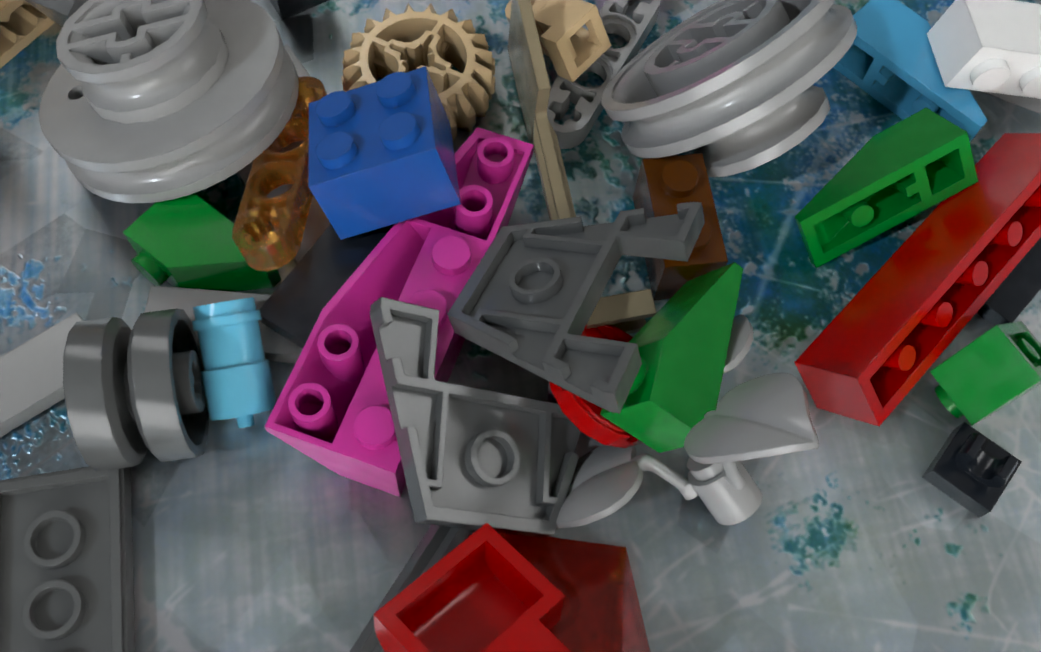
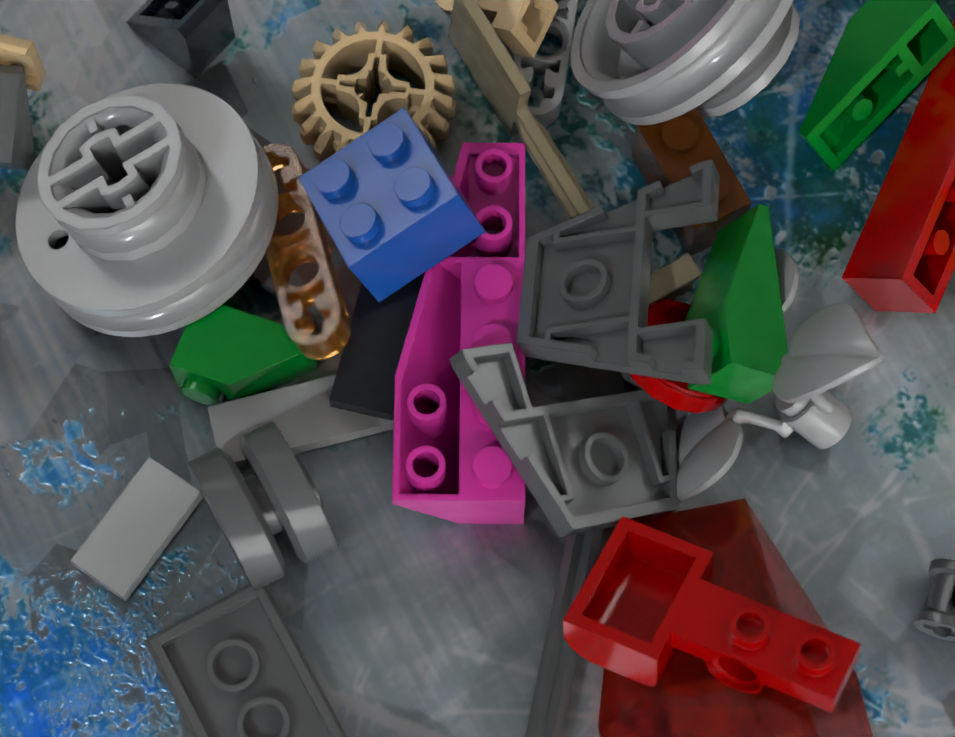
camera: 15 degrees left, 5 degrees up
(234, 361) = (329, 450): medium azure piece -> none

